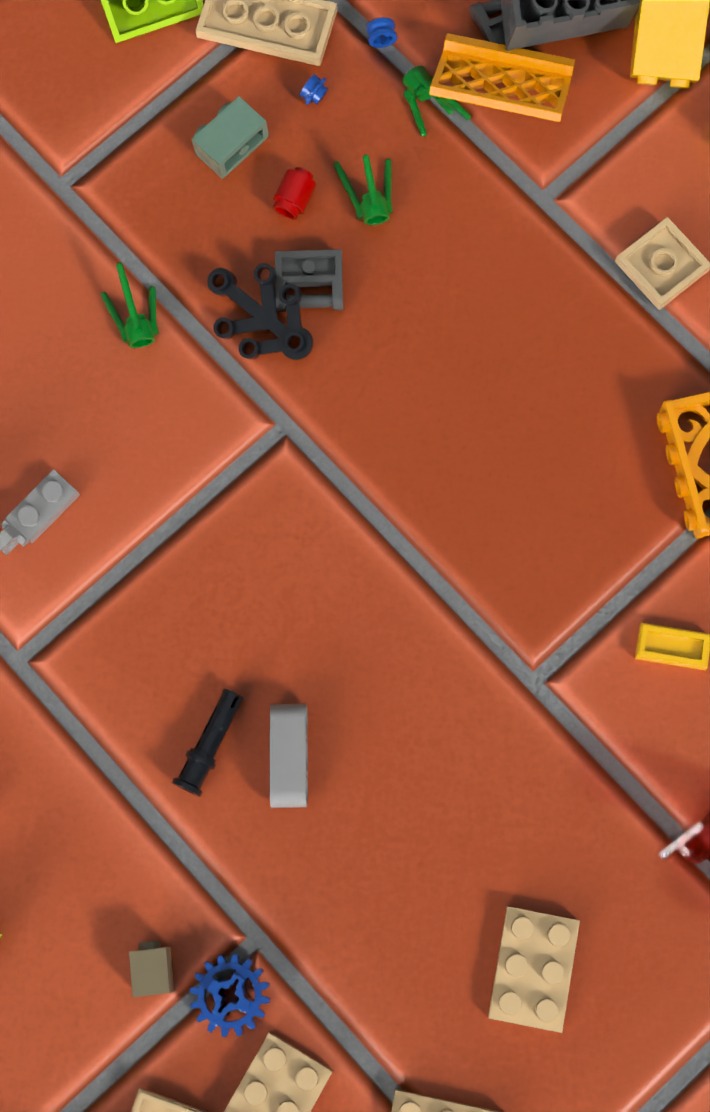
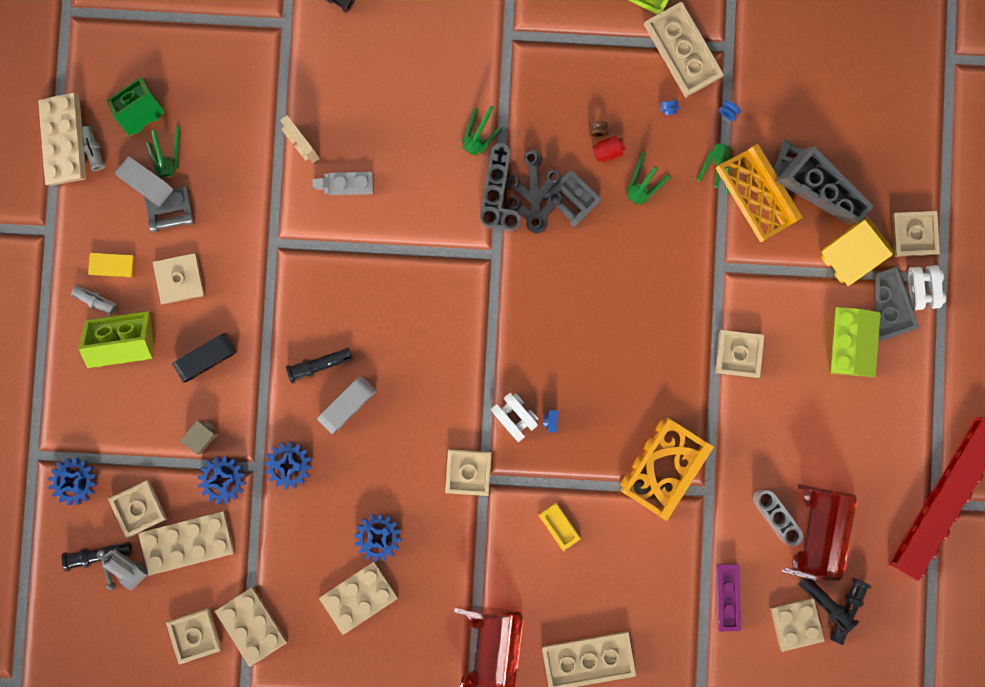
camera: 35 degrees right, 10 degrees up
(65, 871) = (204, 357): none -> black beam
(215, 347) = (498, 186): none -> dark grey beam
(230, 137) = (607, 91): sand green brick -> none
(260, 183) = (598, 128): none -> reddish brown bush
(279, 907) = (287, 475): none -> blue gear
(482, 888) = (384, 545): none -> blue gear
(507, 690) = (468, 472): none -> tan plate
(508, 561) = (514, 403): none -> white brick
(539, 537) = (550, 421): none -> blue plate

